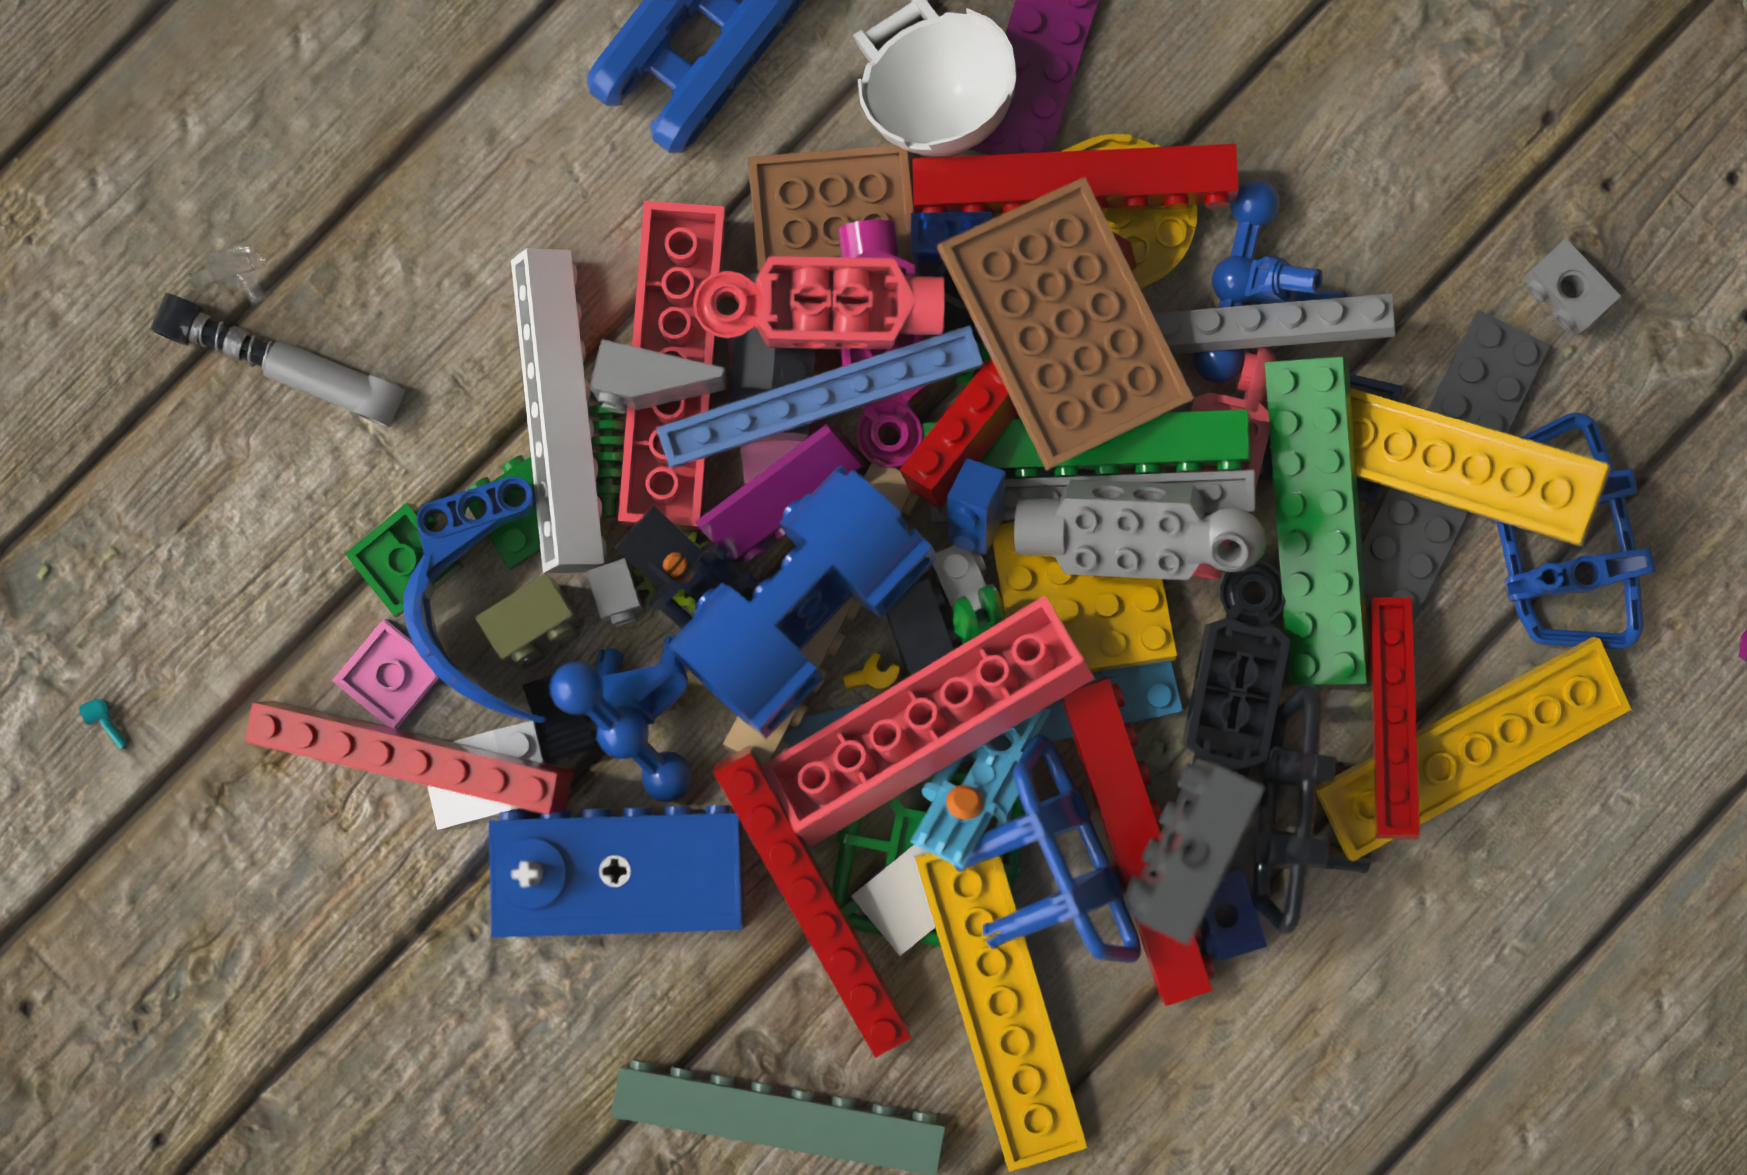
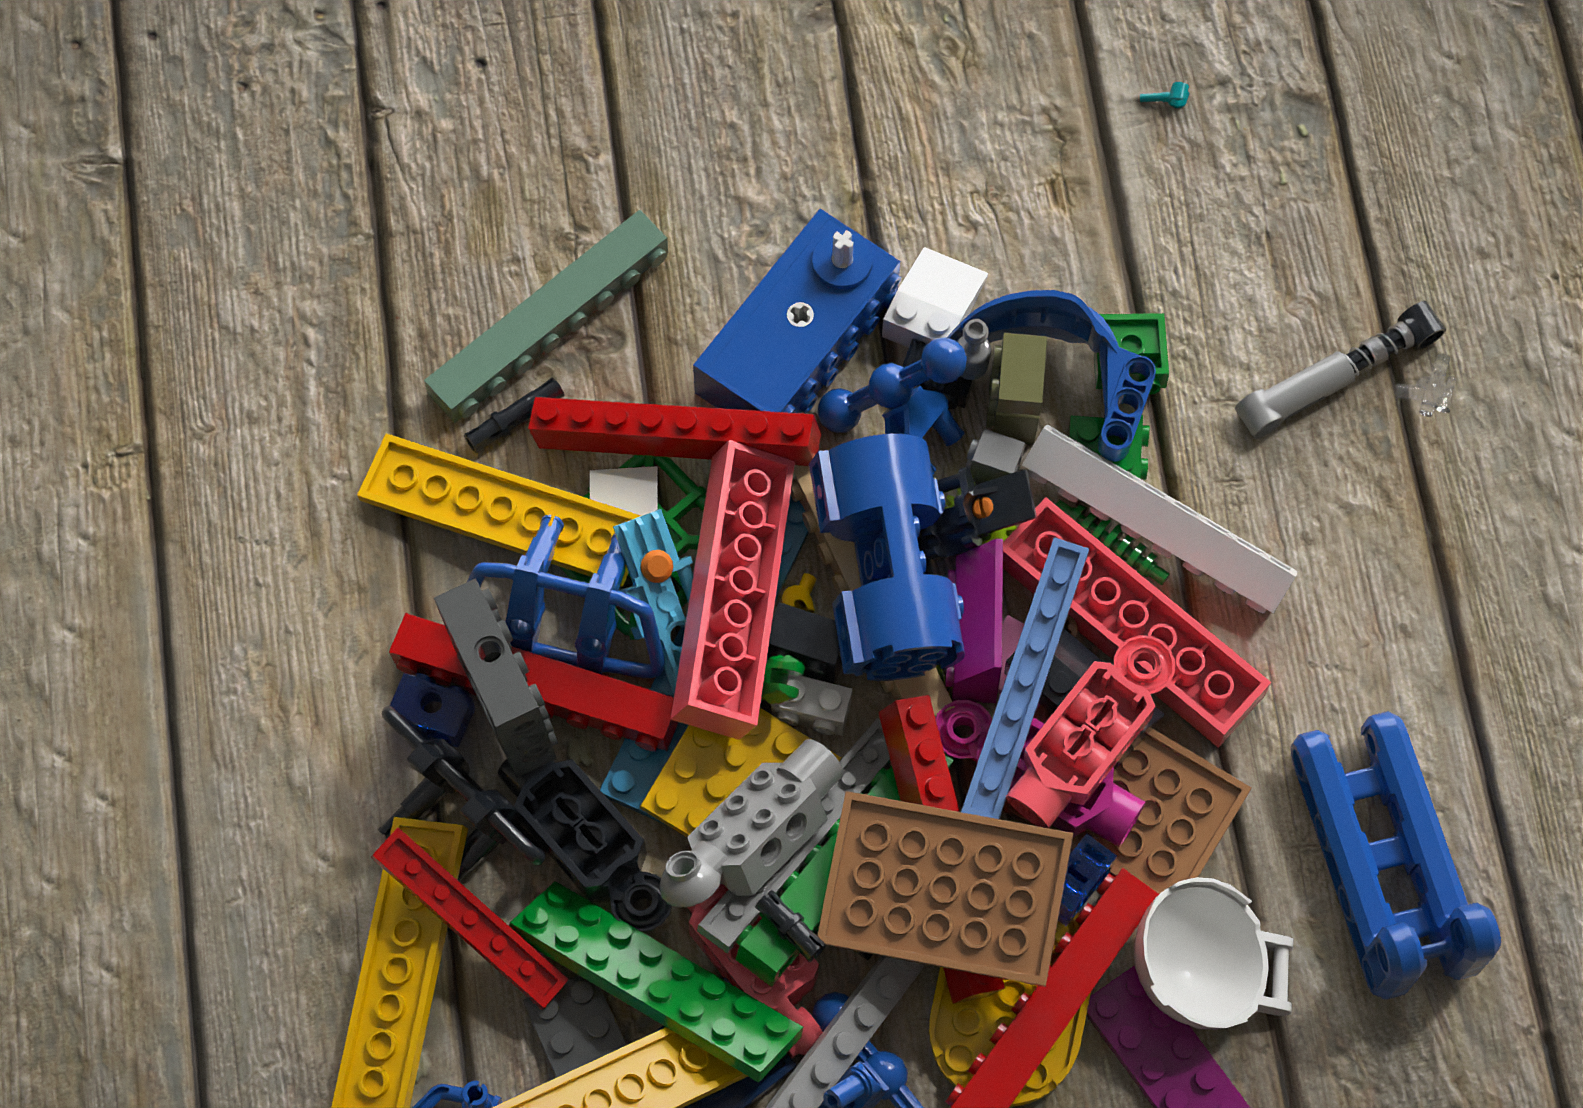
camera: 130 degrees right, 15 degrees down
(387, 675) = (1059, 273): bright pink tile -> none
(409, 756) = (985, 249): brick -> none
(531, 684) = (976, 348): none -> light grey piece
(645, 378) = (1141, 567): light grey slope -> none
(906, 1073) = (503, 422): none -> black pin
(976, 506) = (860, 734): blue brick -> none
(1200, 427) = (790, 925): none -> black pin

